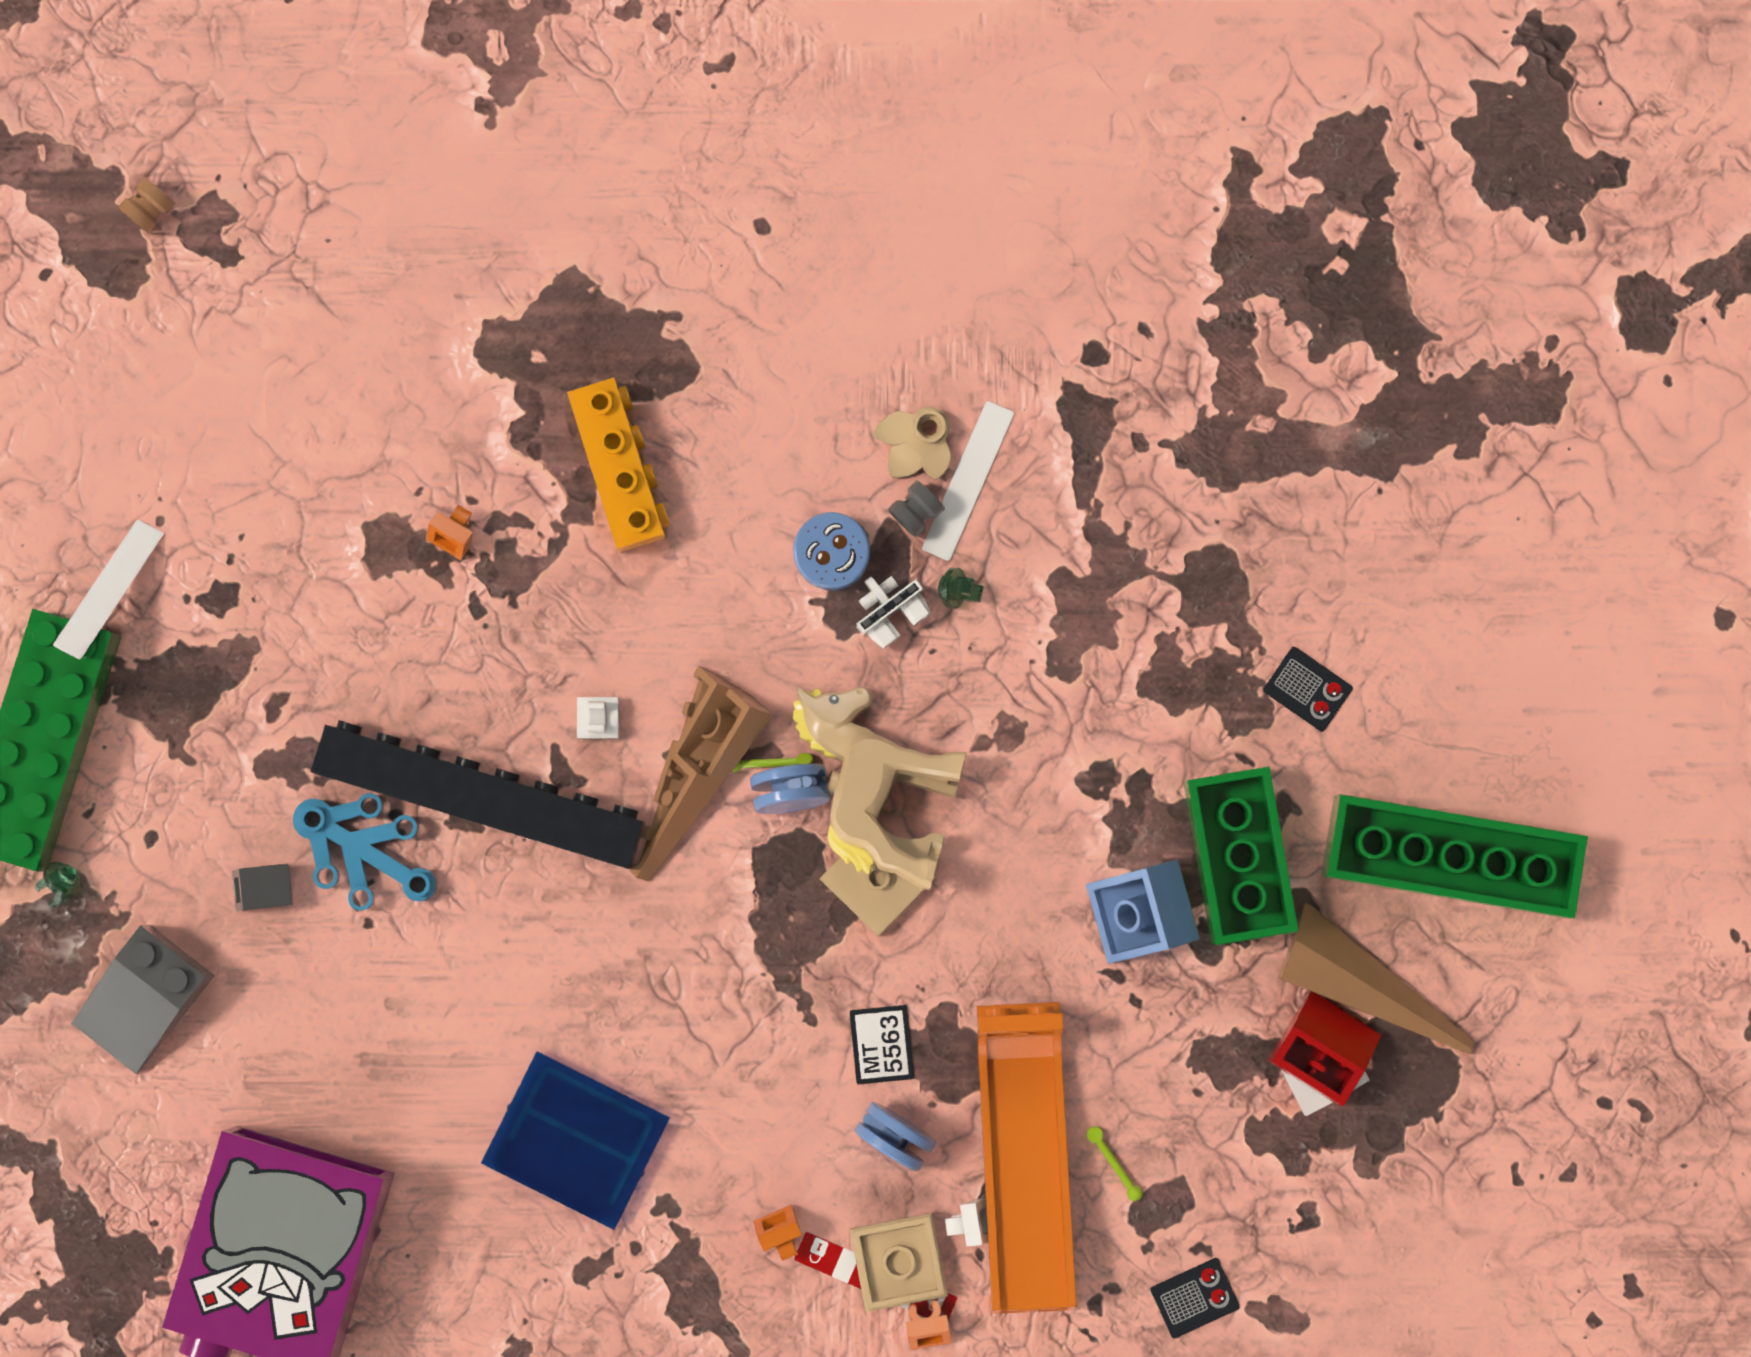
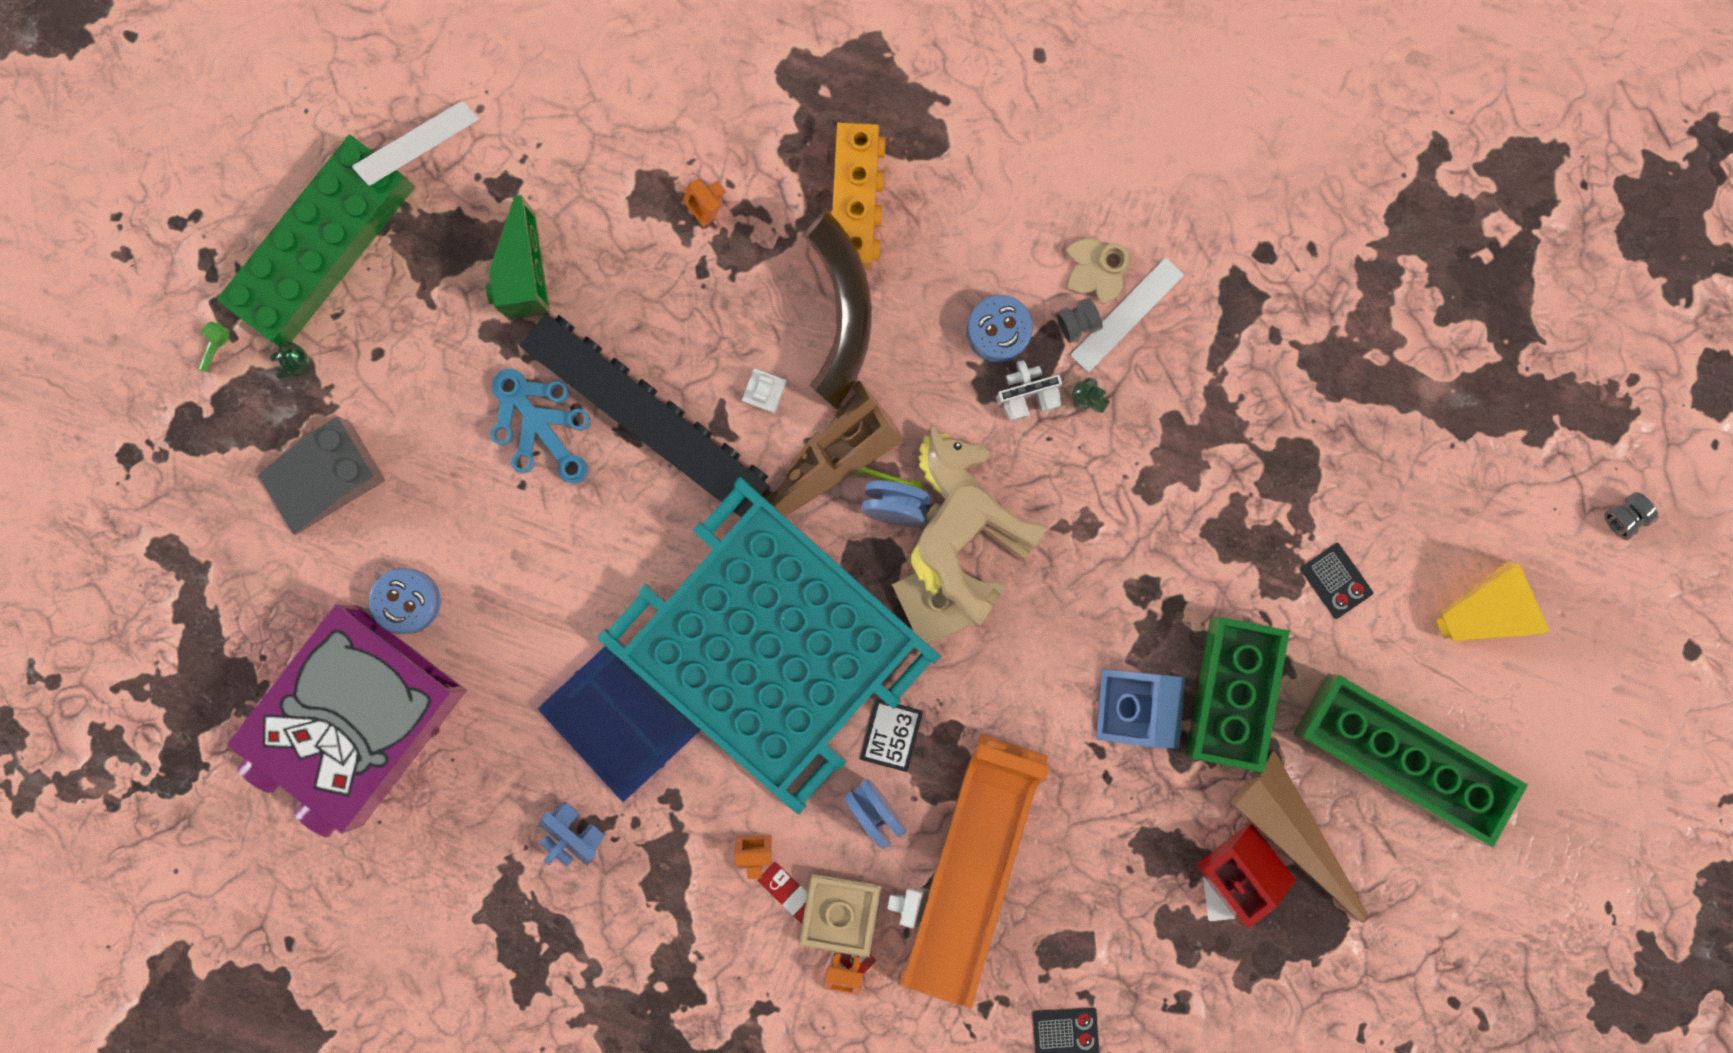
camera: 20 degrees right, 0 degrees up
(262, 887) = (448, 424): dark grey brick -> none
(276, 688) = (517, 266): none -> green slope
(289, 1100) = (404, 601): none -> medium blue head
(552, 1283) = (557, 826): none -> medium blue hips
(661, 591) = (852, 307): none -> dark brown brick
(710, 998) = (769, 646): none -> teal plate
(1095, 1135) = (1035, 873): lime hinge -> none
(1487, 657) = (1494, 608): none -> yellow slope
(1600, 497) = (1630, 516): none -> dark grey wheel

